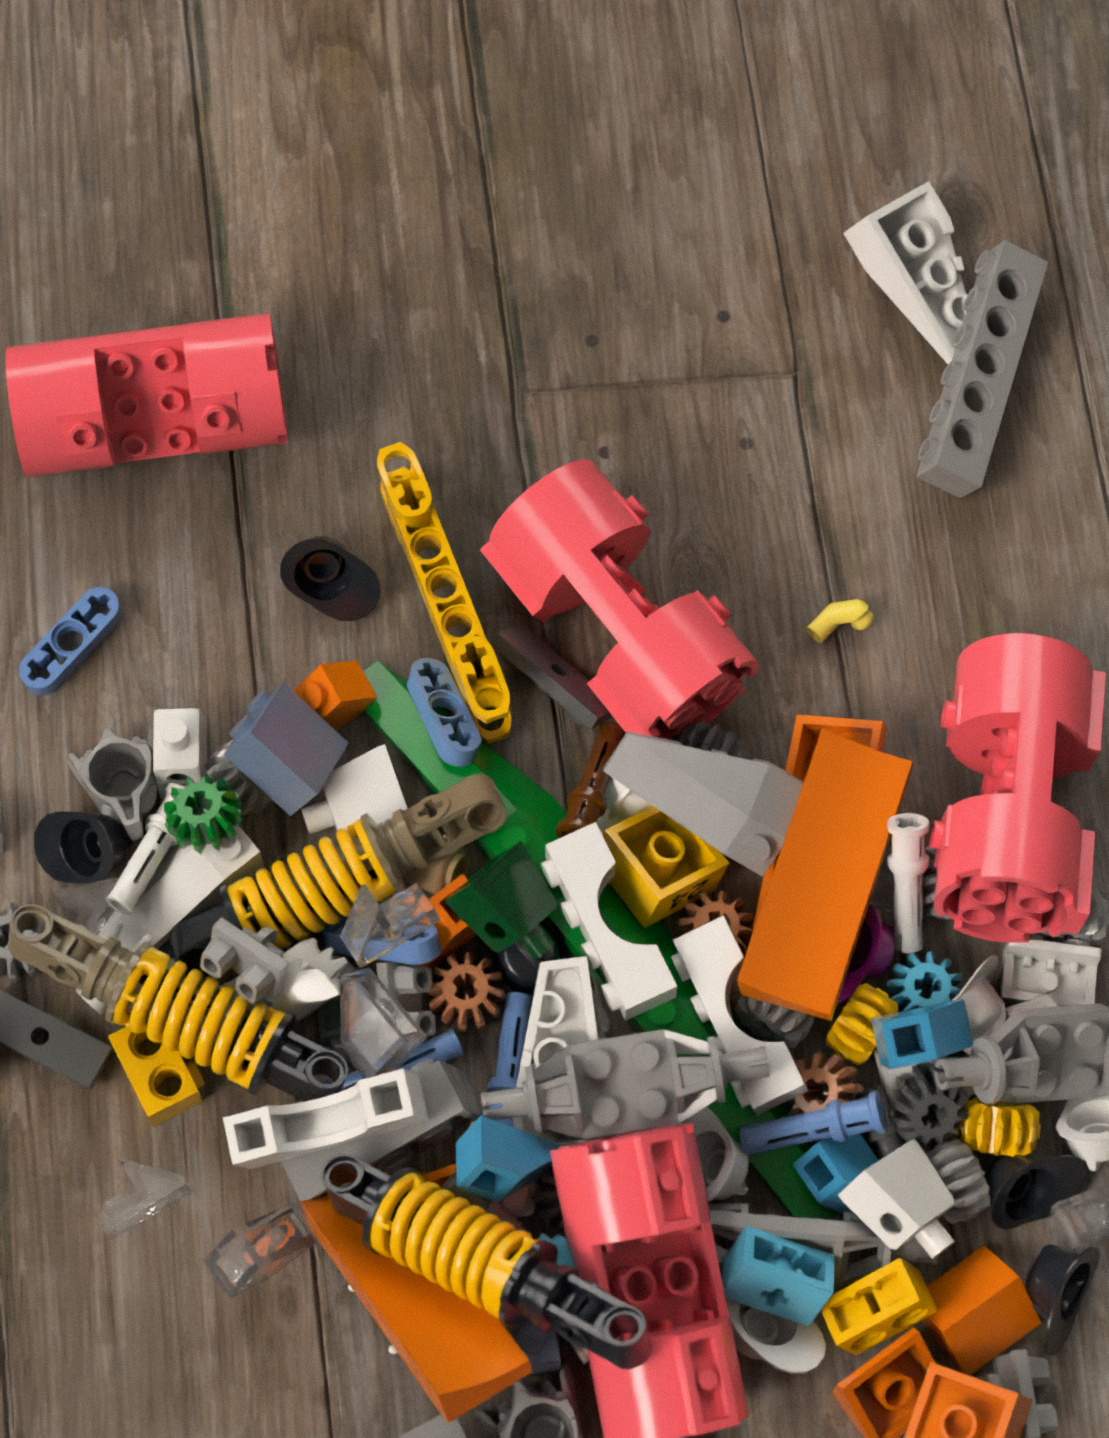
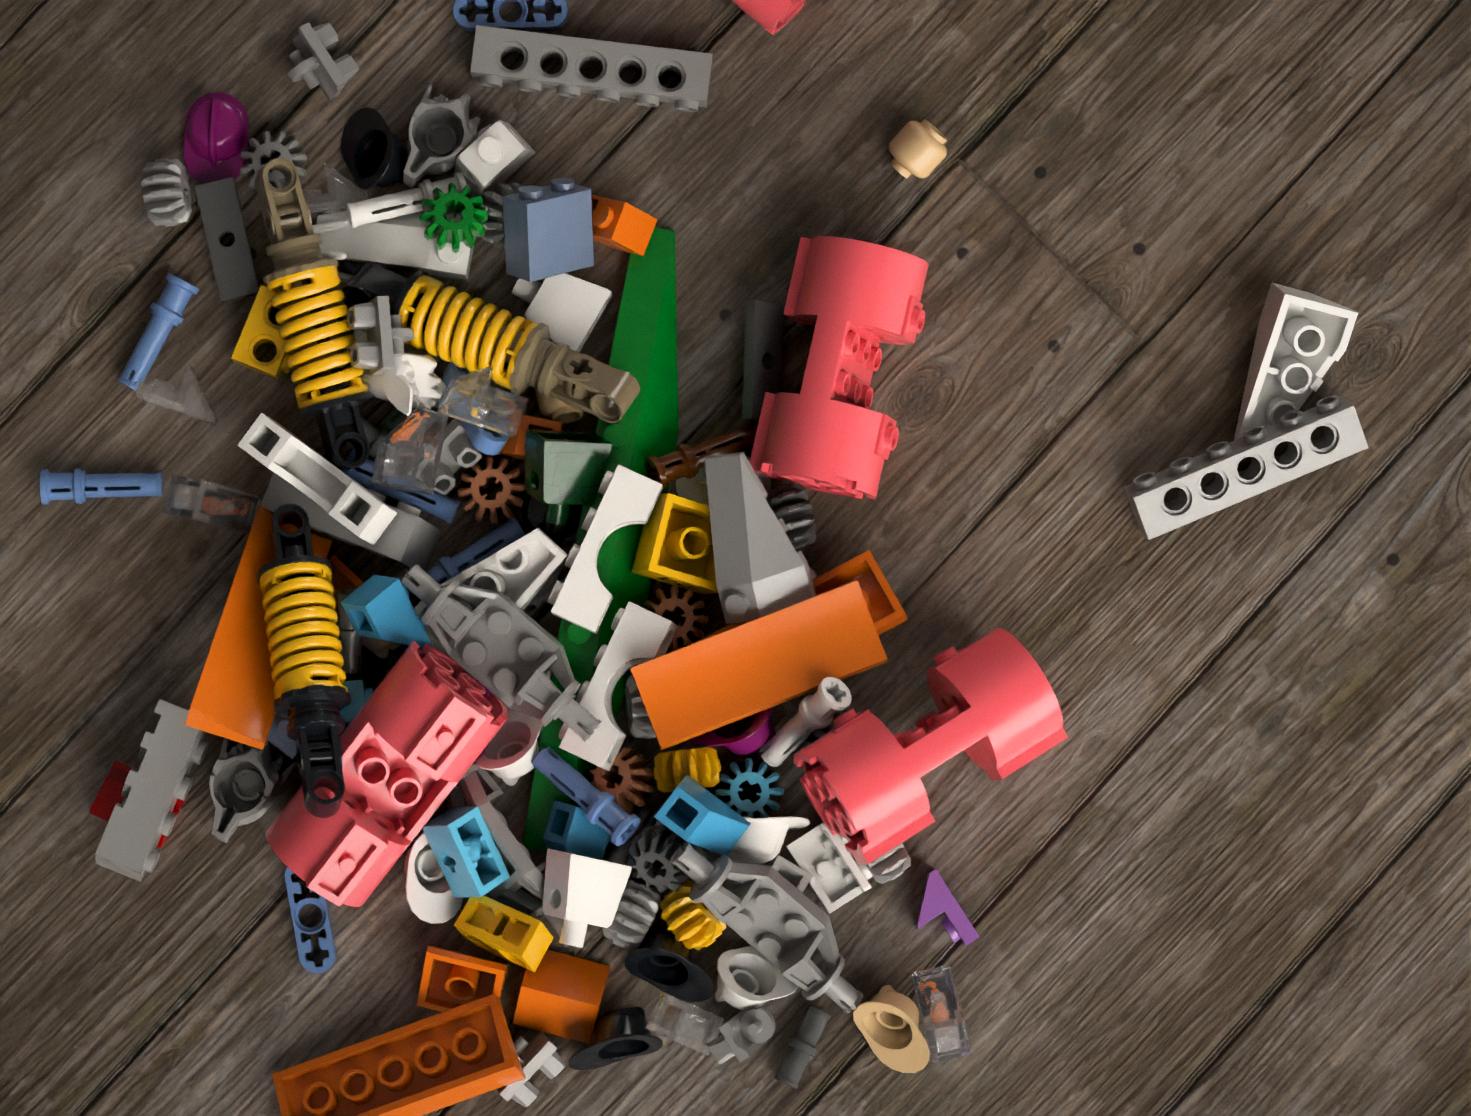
camera: 45 degrees right, 15 degrees up
(56, 1148) = (166, 314): none -> medium blue pin
(138, 1356) = (80, 485): none -> medium blue pin
(185, 588) = (495, 43): none -> light grey brick
(330, 578) = (701, 148): black piece -> none
(422, 530) = (778, 182): yellow piece -> none
(441, 728) = (655, 317): medium blue beam -> none
(487, 411) = (917, 149): none -> tan head
(838, 613) = (976, 516): light yellow arm -> none

